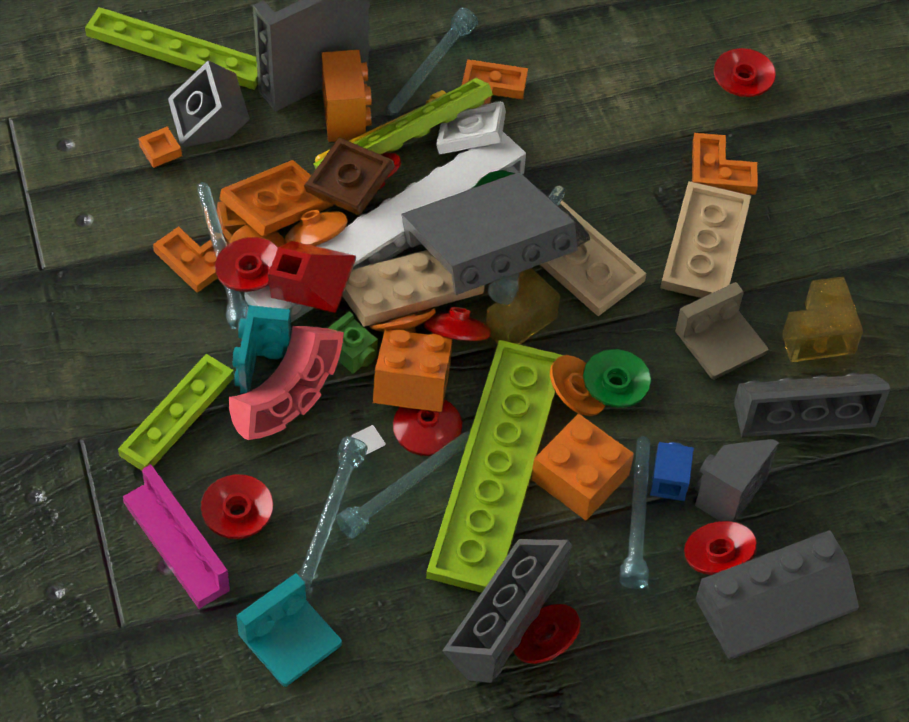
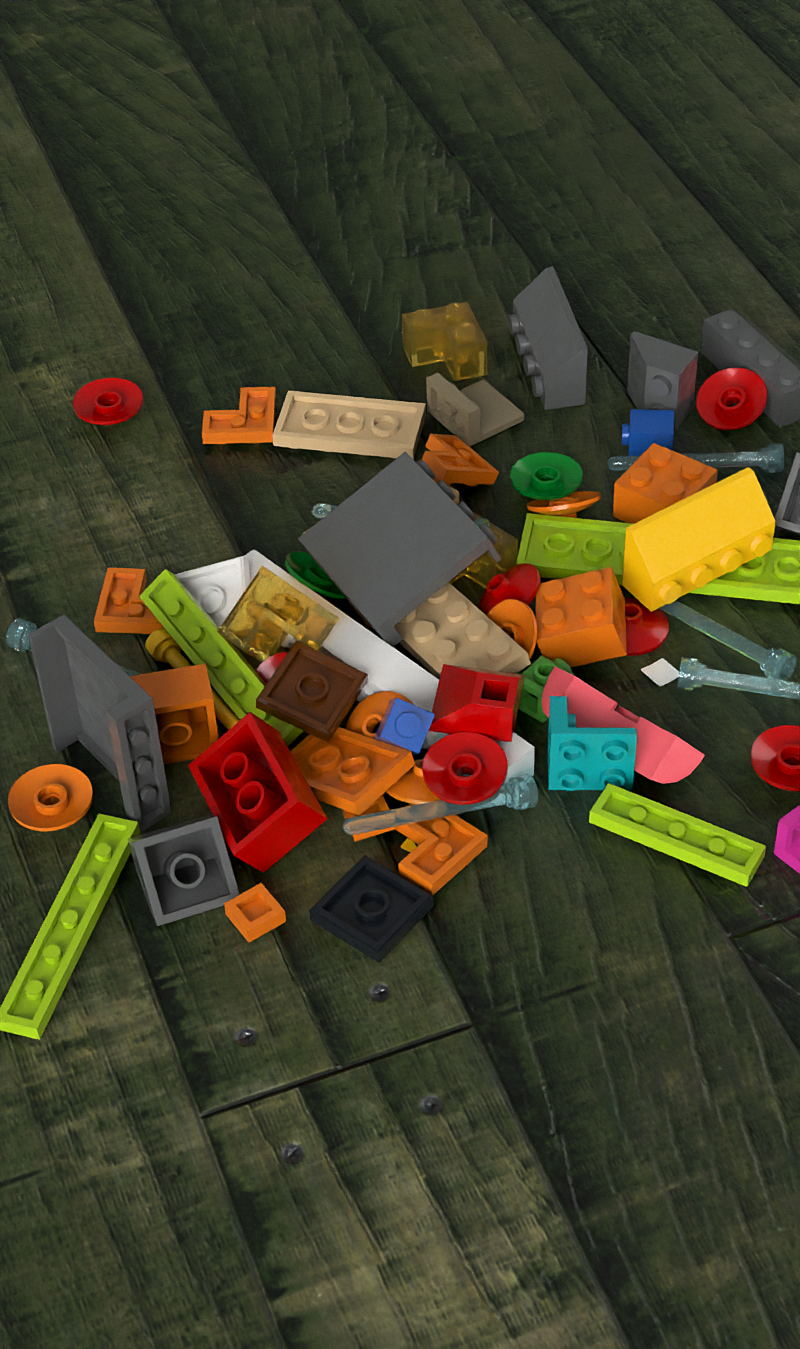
camera: 90 degrees left, 10 degrees down
(148, 213) = (371, 908): none -> black plate
(255, 141) = (257, 792): none -> red brick
(289, 222) = (404, 725): none -> blue brick
(422, 151) = (270, 612): none -> clear yellow brick
(480, 460) = (697, 540): none -> yellow slope
(632, 315) = (457, 462): none -> orange plate

